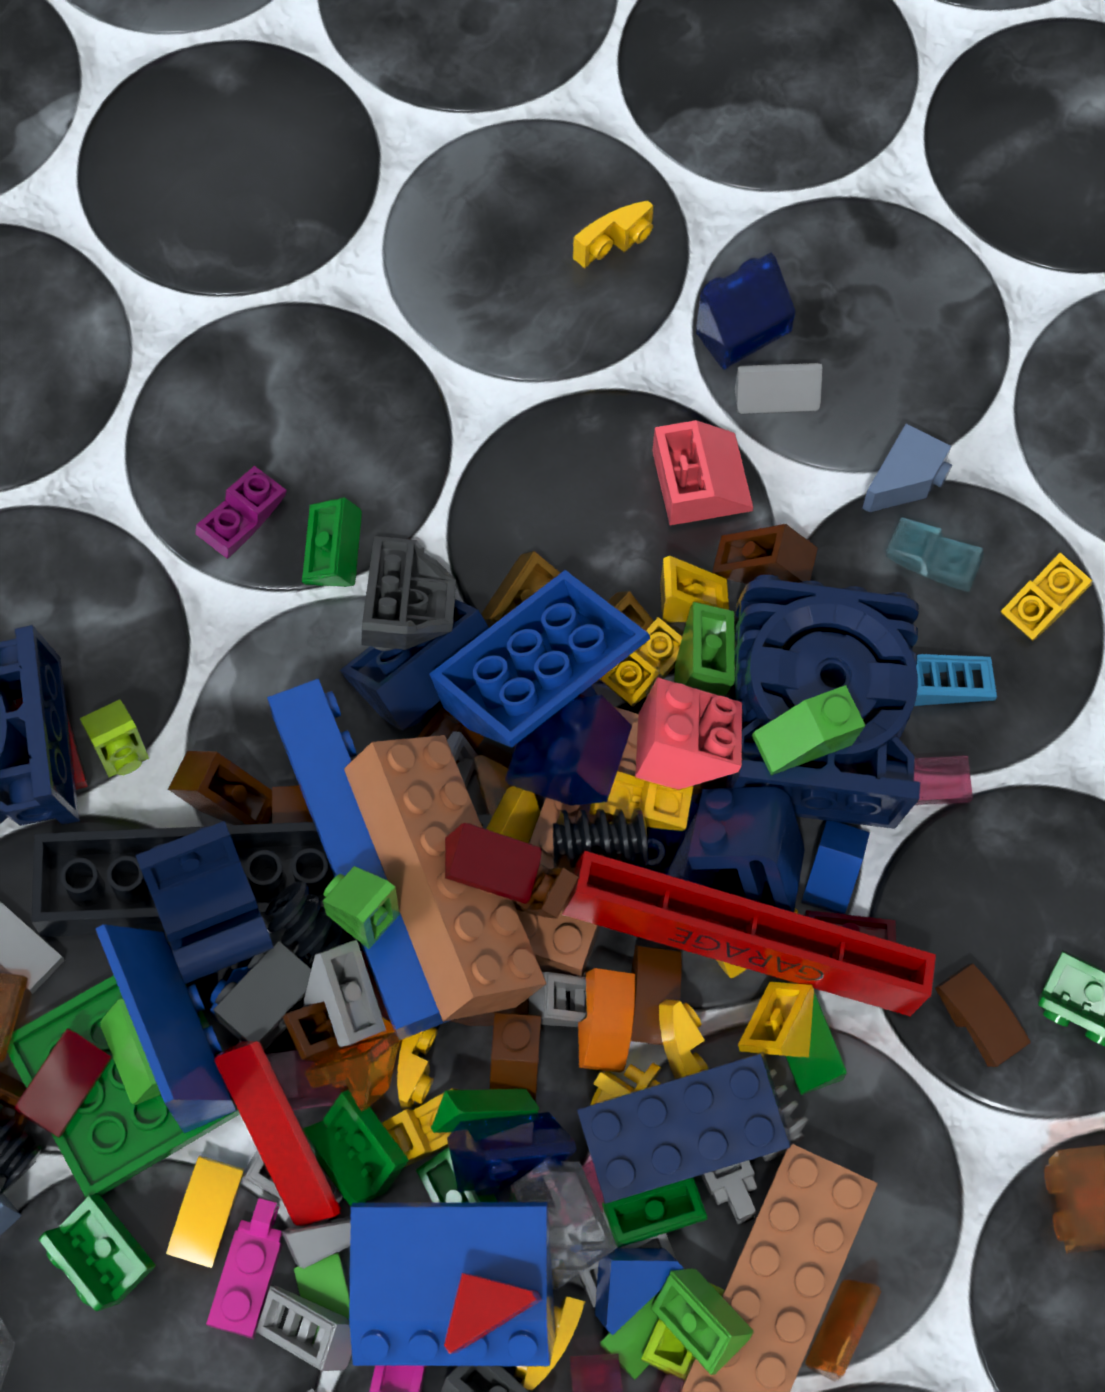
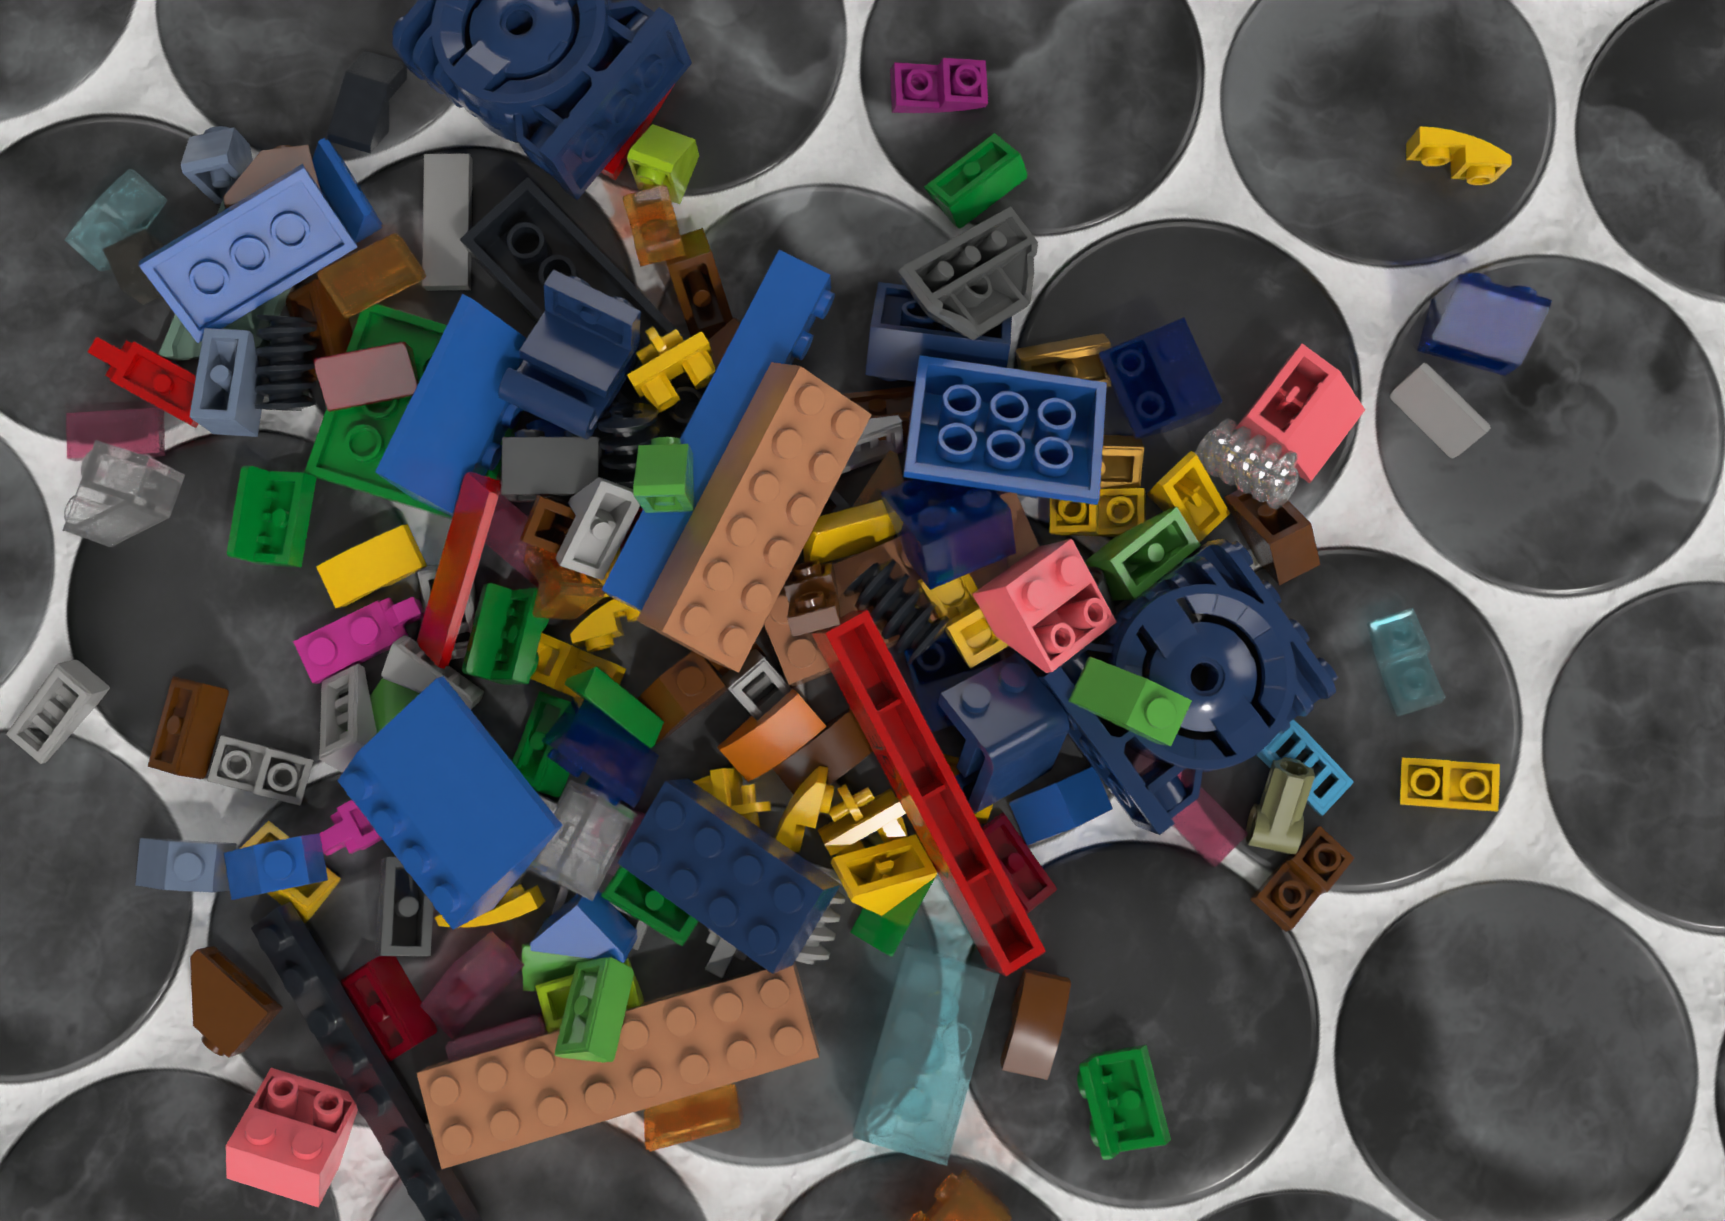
camera: 50 degrees right, 15 degrees up
(154, 782) = (654, 225): none -> clear orange slope
(282, 827) = (654, 377): none -> yellow hips
(483, 1307) = (439, 848): red slope -> none
(491, 862) = (788, 547): dark red slope -> none
(593, 538) = (1161, 380): none -> clear blue slope
(706, 532) = (1249, 464): none -> clear piece
(722, 1008) = (860, 816): none -> yellow hips
(909, 470) = (1462, 579): sand blue slope -> none
(938, 1110) = (925, 1054): none -> clear light blue brick
(974, 725) = (1279, 817): none -> olive piece
(1030, 747) = (1302, 878): none -> reddish brown slope

